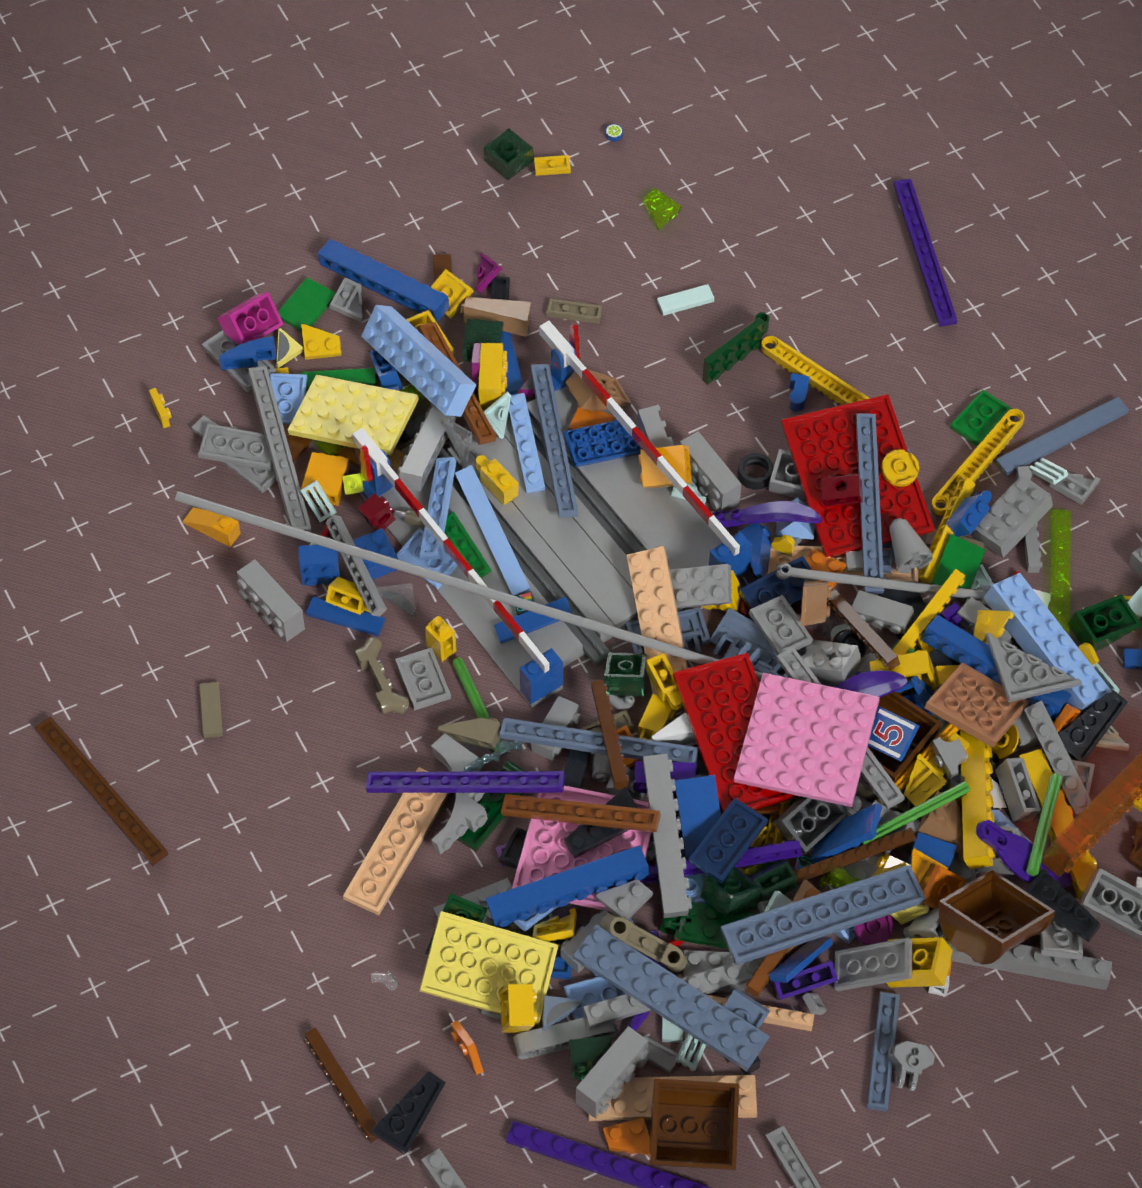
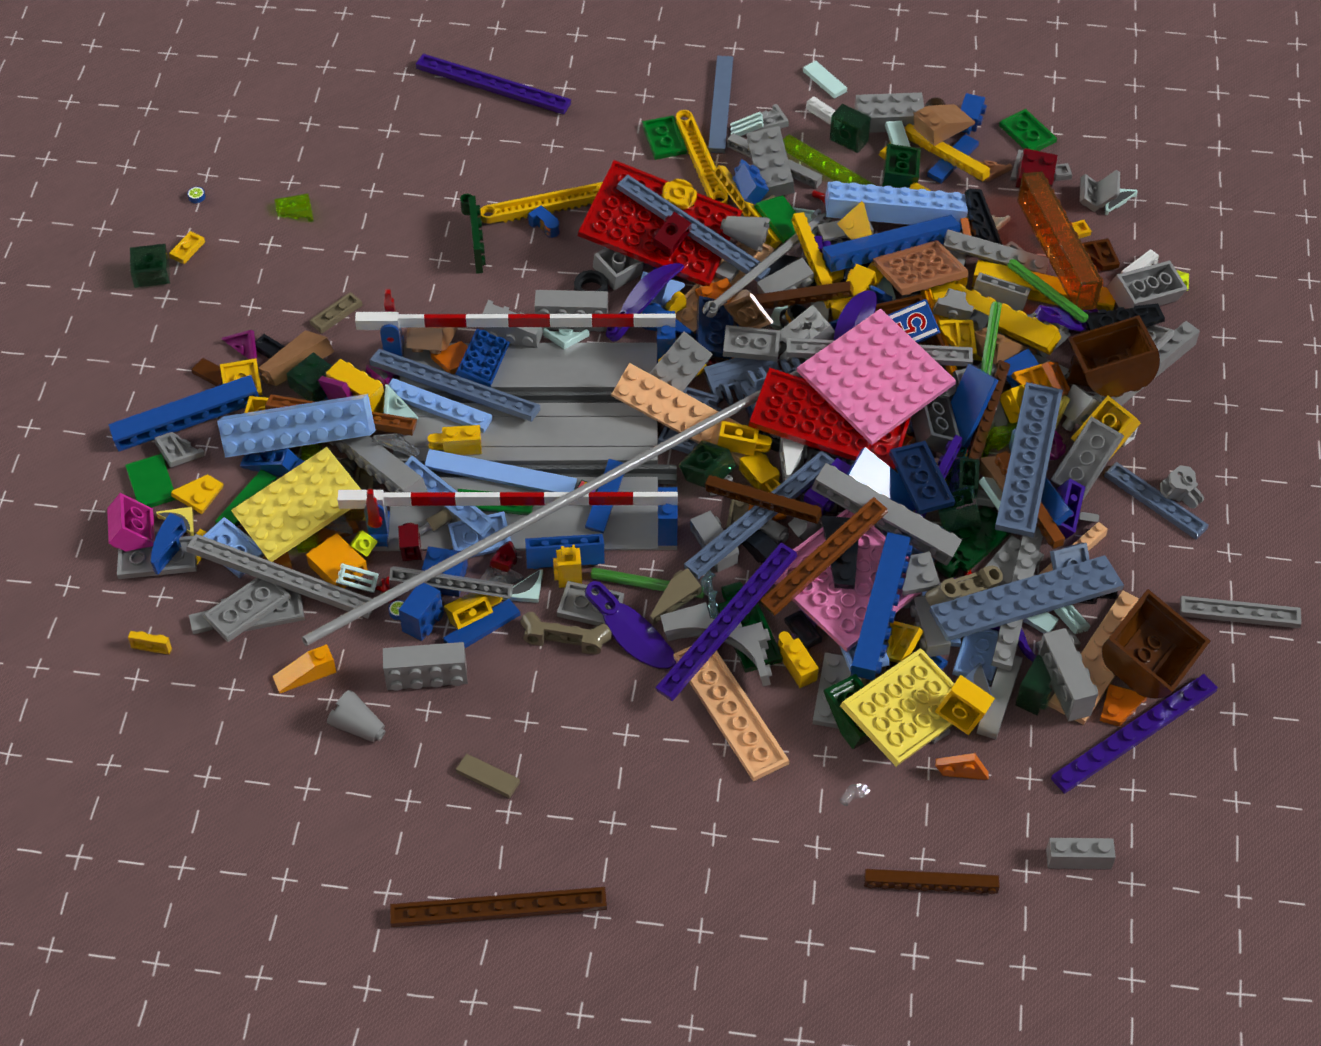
camera: 55 degrees left, 5 degrees down
(191, 585) = (356, 718): none -> light grey cone
(404, 625) = (528, 589): none -> light aqua tile
(405, 1119) = (997, 848): black wing -> none
(418, 589) = (504, 557): none -> dark red tile
(420, 721) = (631, 629): none -> dark purple plant
(468, 635) = (543, 550): none -> blue brick
(481, 860) = (797, 660): none -> yellow brick
(676, 456) = (545, 338): light orange brick -> none
(685, 299) = (394, 240): light aqua tile -> none
(1025, 674) = (915, 226): light grey tile -> none
(1115, 553) = (850, 128): none -> clear green brick
(1125, 523) = (820, 109): none -> white piece

